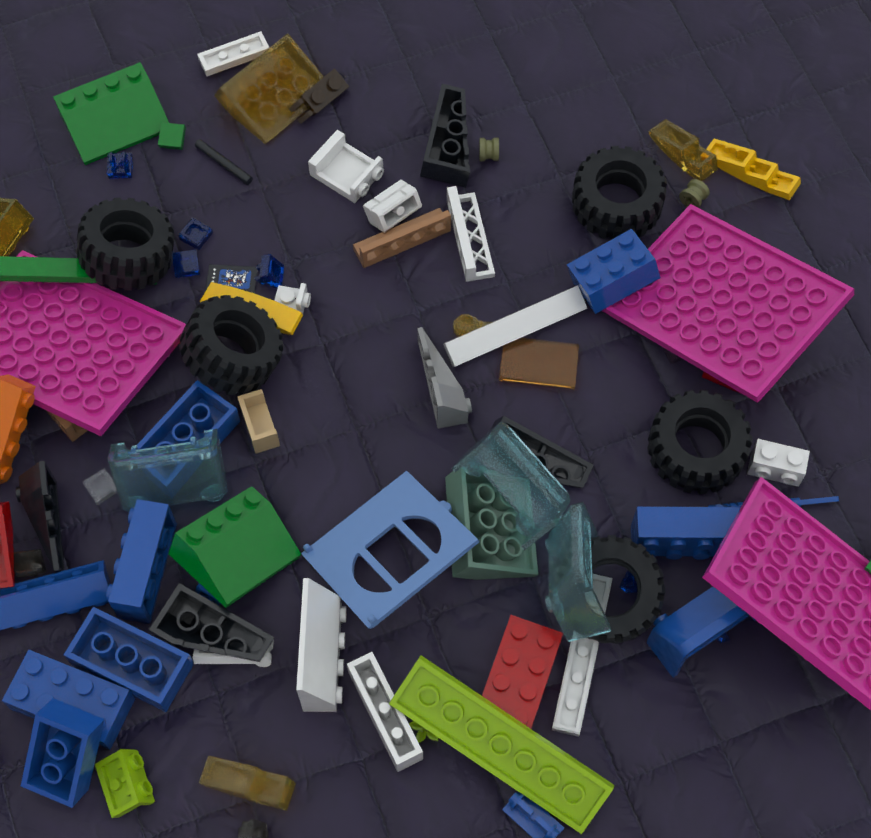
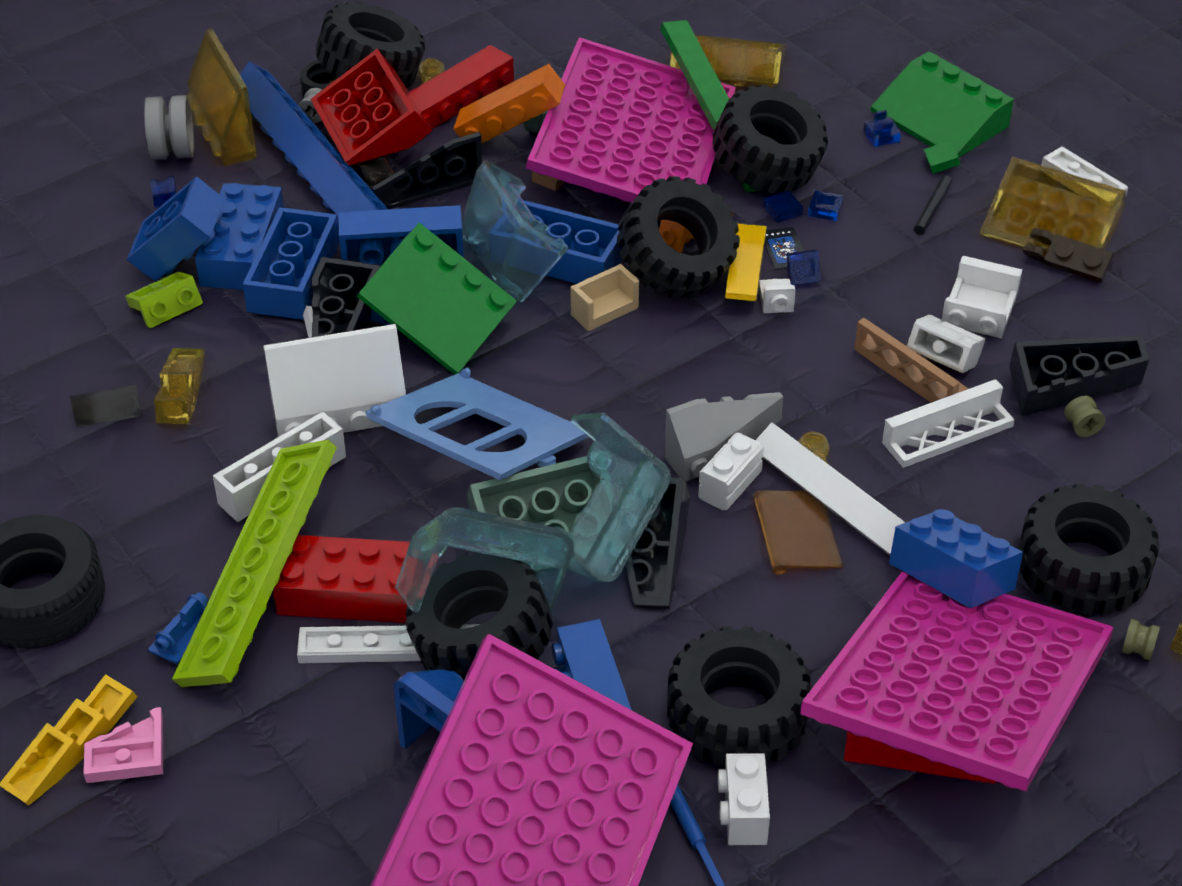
camera: 75 degrees right, 20 degrees down
(480, 385) = (730, 471): none -> white brick

